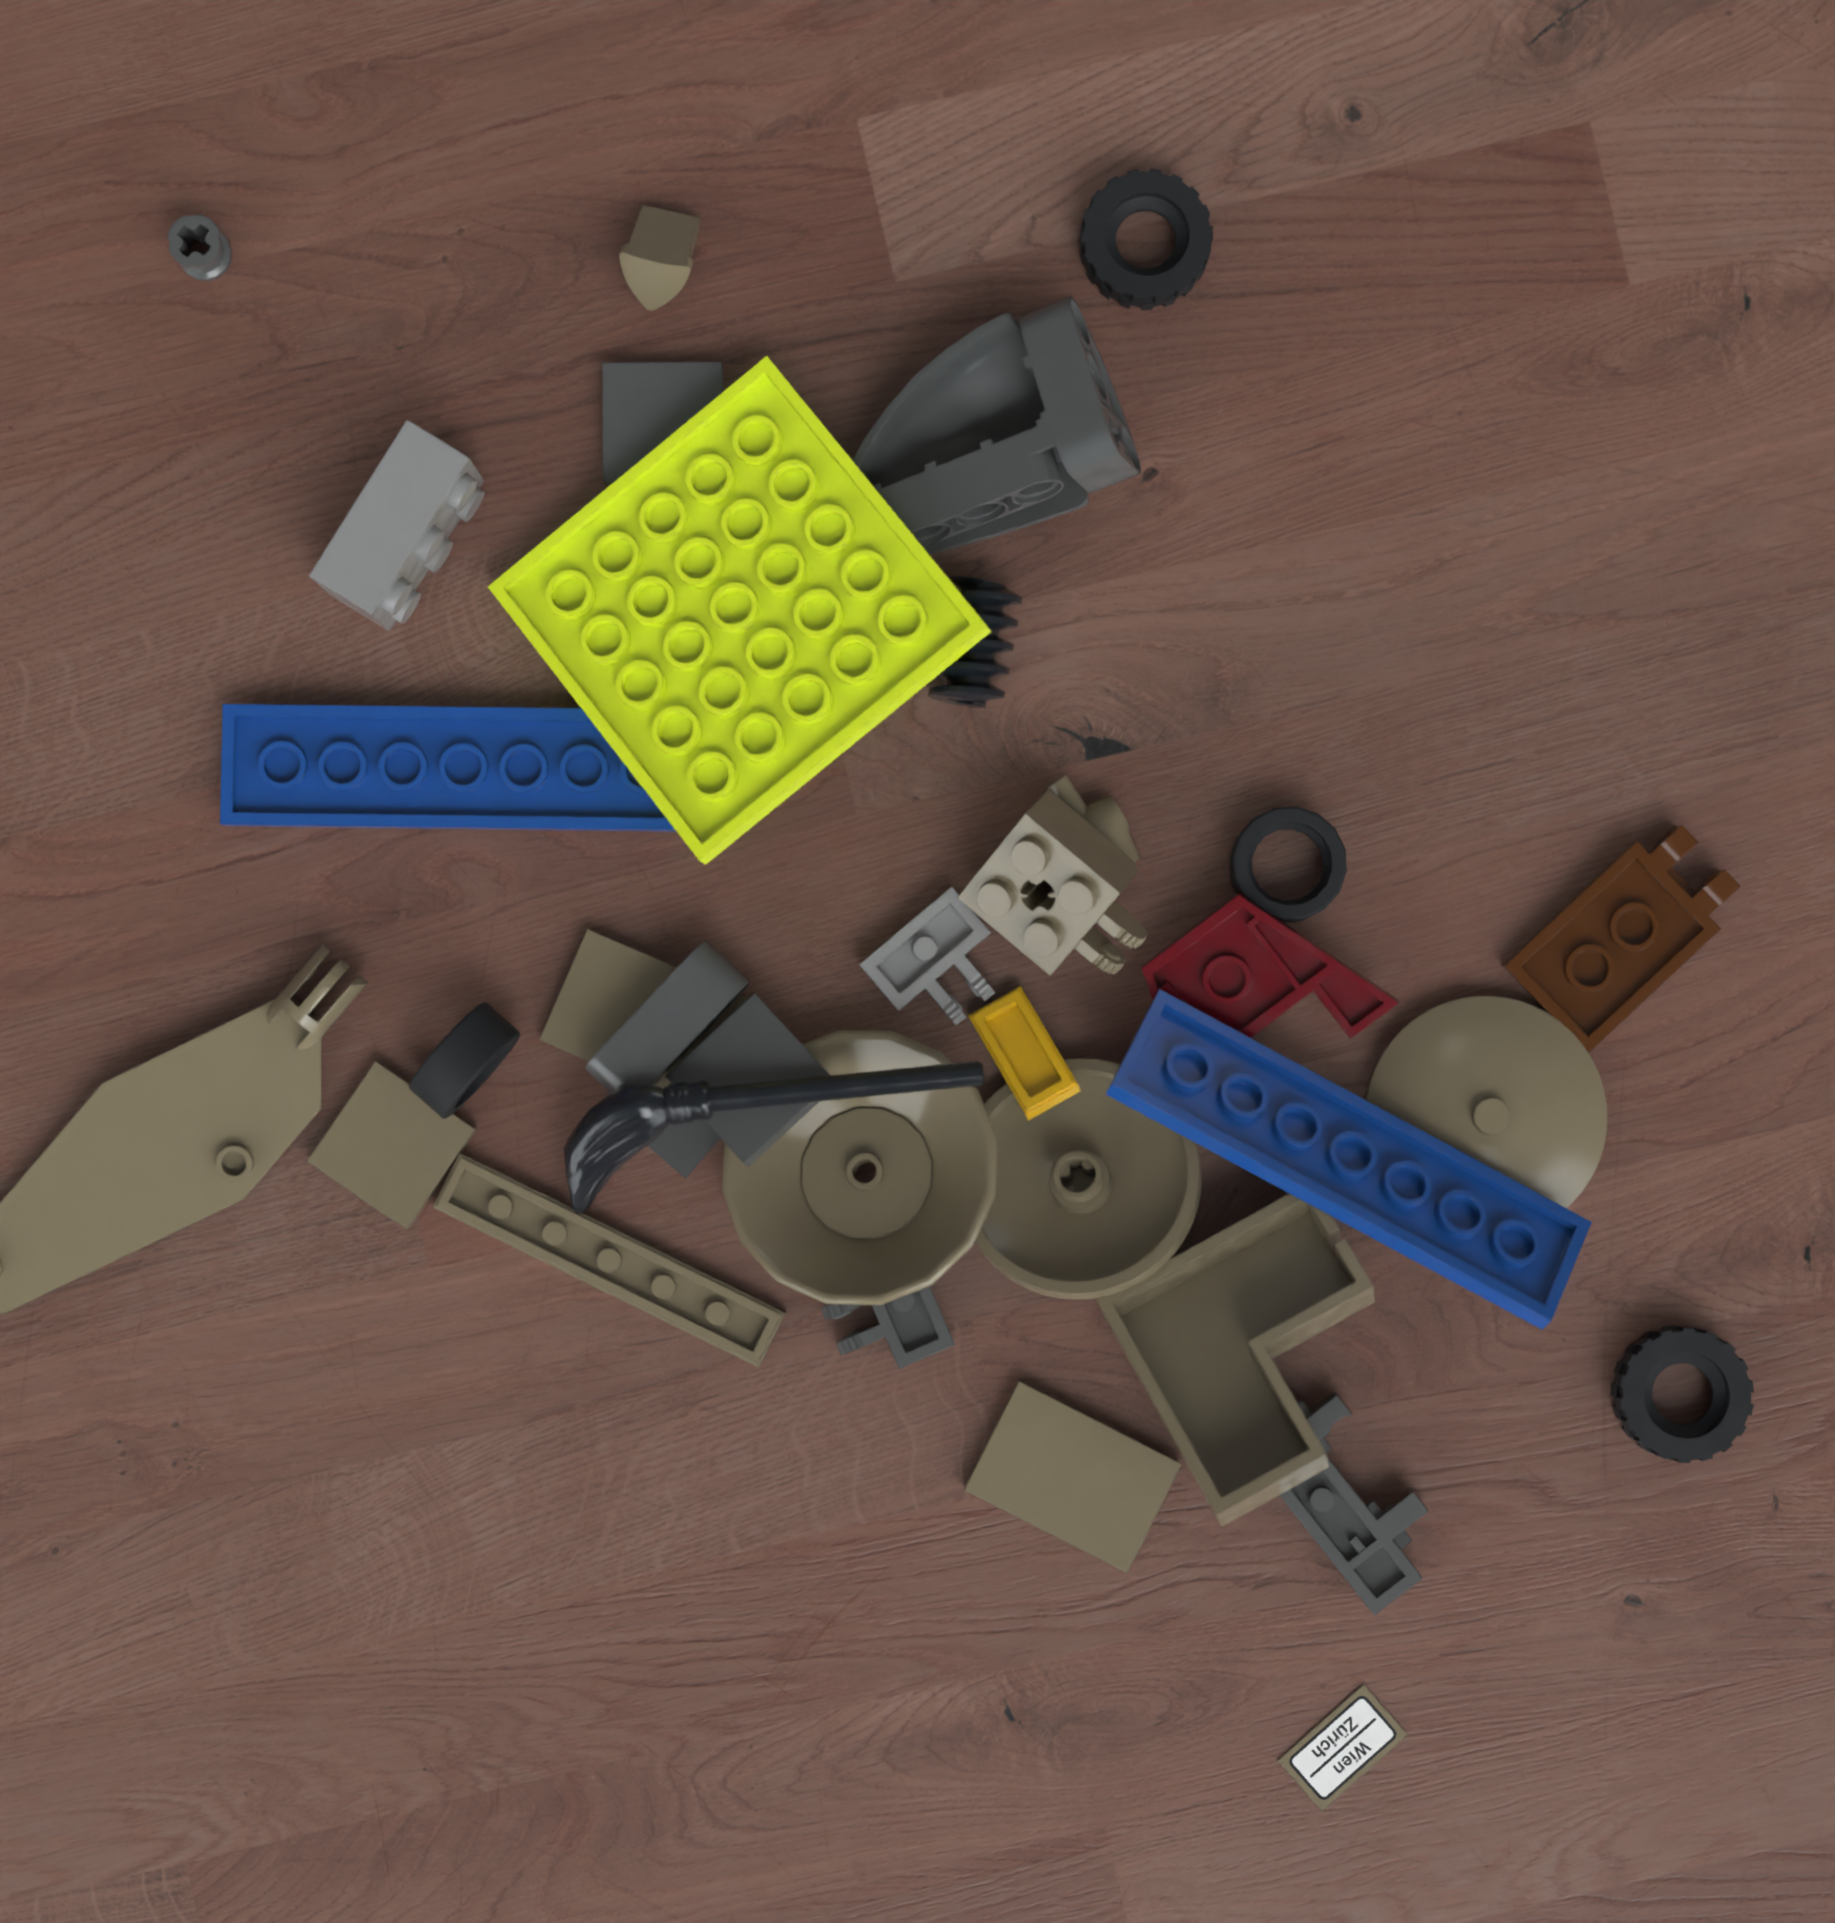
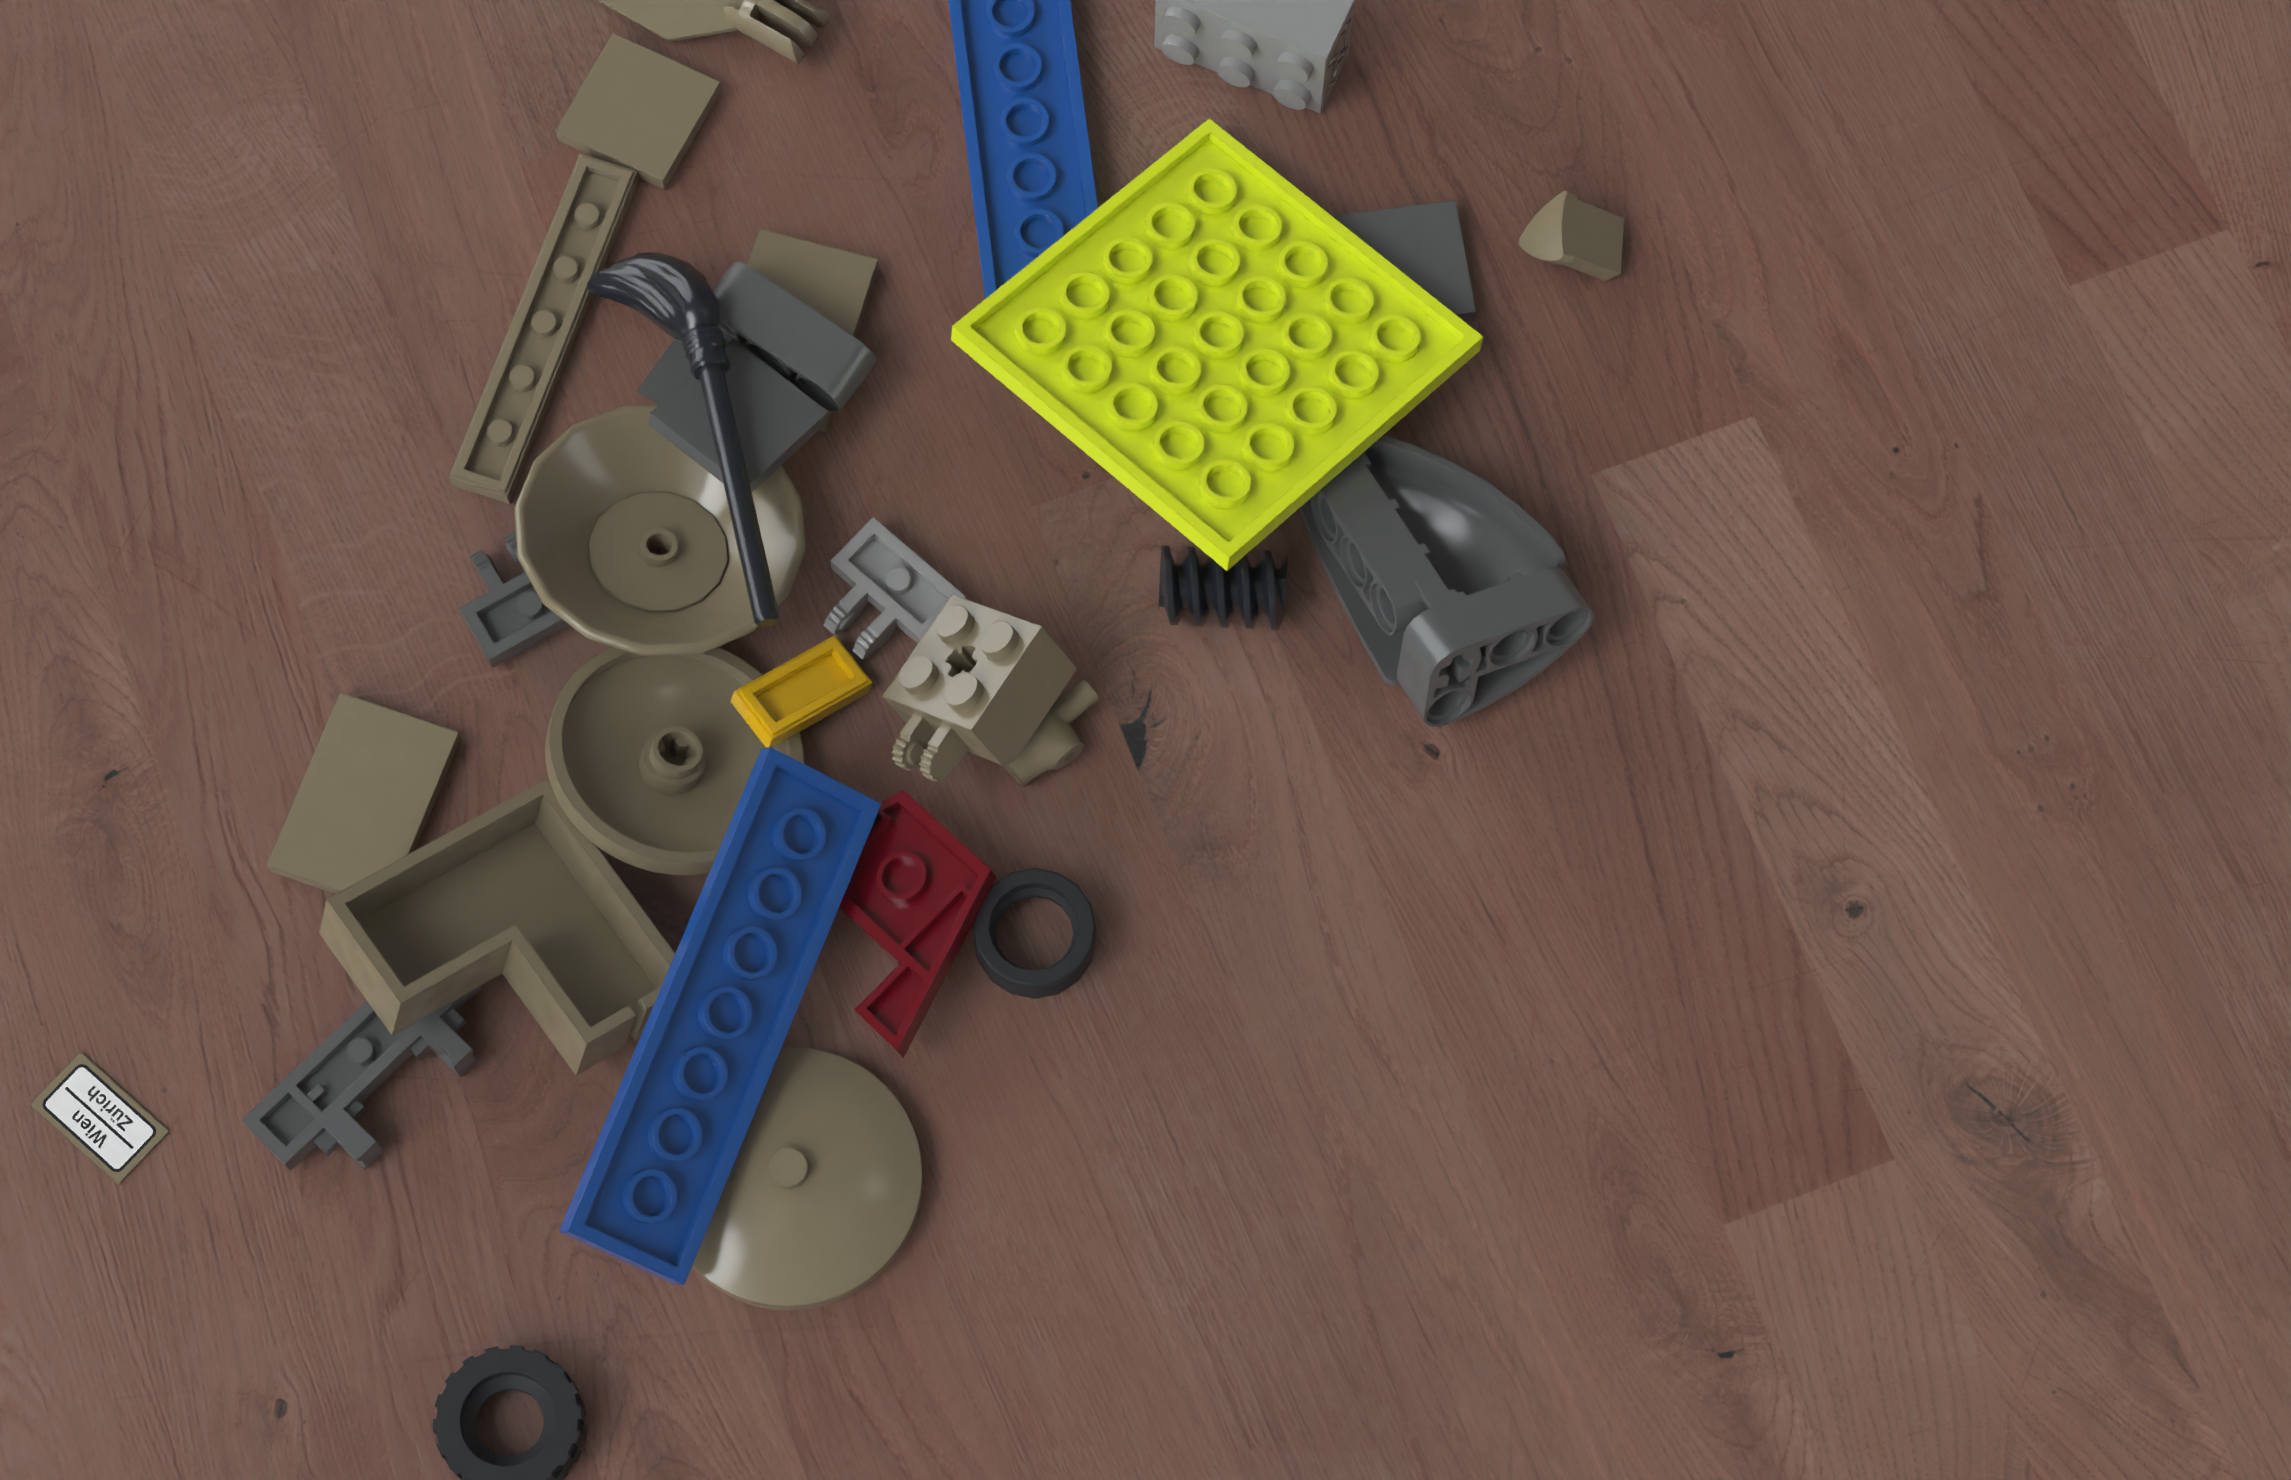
camera: 80 degrees right, 15 degrees down
(464, 1060) = (727, 152): black tyre -> none
(1156, 194) = (1685, 659): black tyre -> none
(1620, 938) = (1002, 1296): reddish brown tile -> none

